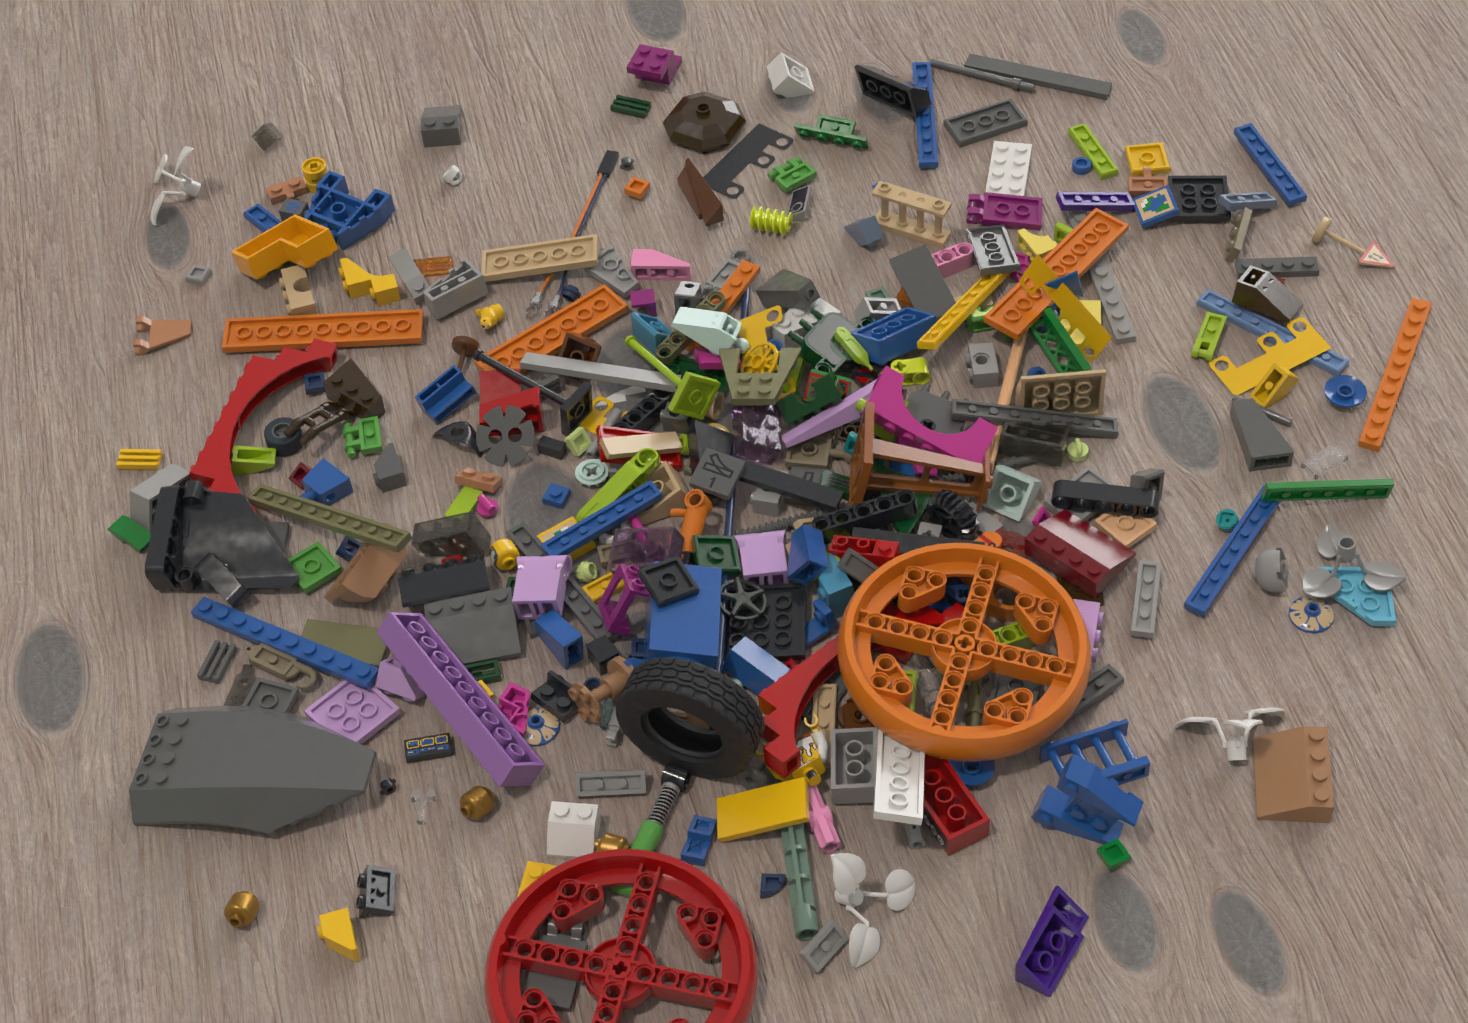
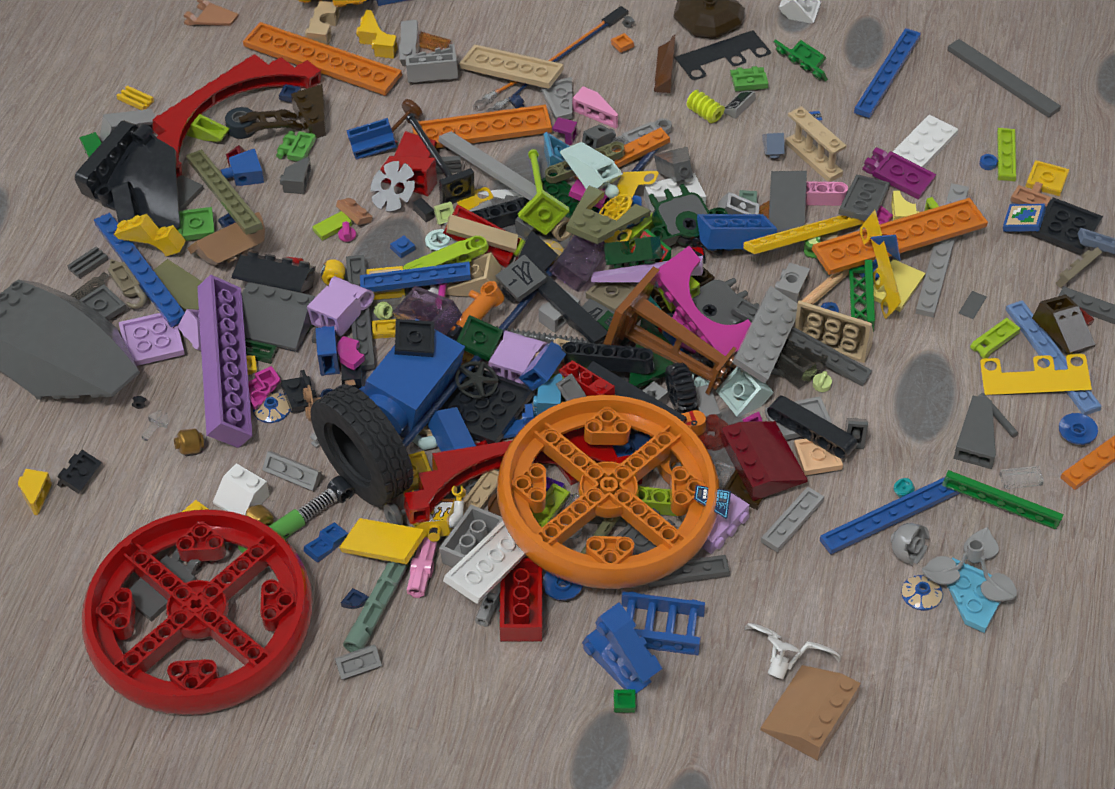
camera: 25 degrees right, 0 degrees up
(267, 598) = (144, 230): none -> yellow arch
(428, 747) = (184, 387): tile -> none
(451, 536) = (305, 243): clear smoke wedge -> none
(468, 436) = (365, 177): black piece -> none
(490, 316) = (446, 95): yellow animal -> none
(580, 348) = (491, 143): reddish brown slope -> none
(591, 633) = (348, 353): none -> dark pink tile
(613, 611) = (380, 344): magenta panel -> none
(847, 873) = (396, 616): white plant -> none
(852, 347) = (693, 226): lime piece -> none
(893, 90) = (871, 42): black slope -> none
(914, 370) = (732, 266): neon yellow piece -> none
(985, 123) = (933, 98): dark grey tile -> none
(1006, 425) = (766, 335): none -> light grey plate
(1015, 83) = (979, 75): dark grey bar -> none
(1051, 944) = (526, 742): dark purple slope -> none
(1085, 608) = (722, 502): none -> dark blue sticker
(1090, 200) = (975, 192): dark purple plate -> none
(1163, 313) = (972, 305): none -> dark grey sticker
(1274, 385) = (1020, 399): yellow slope -> none

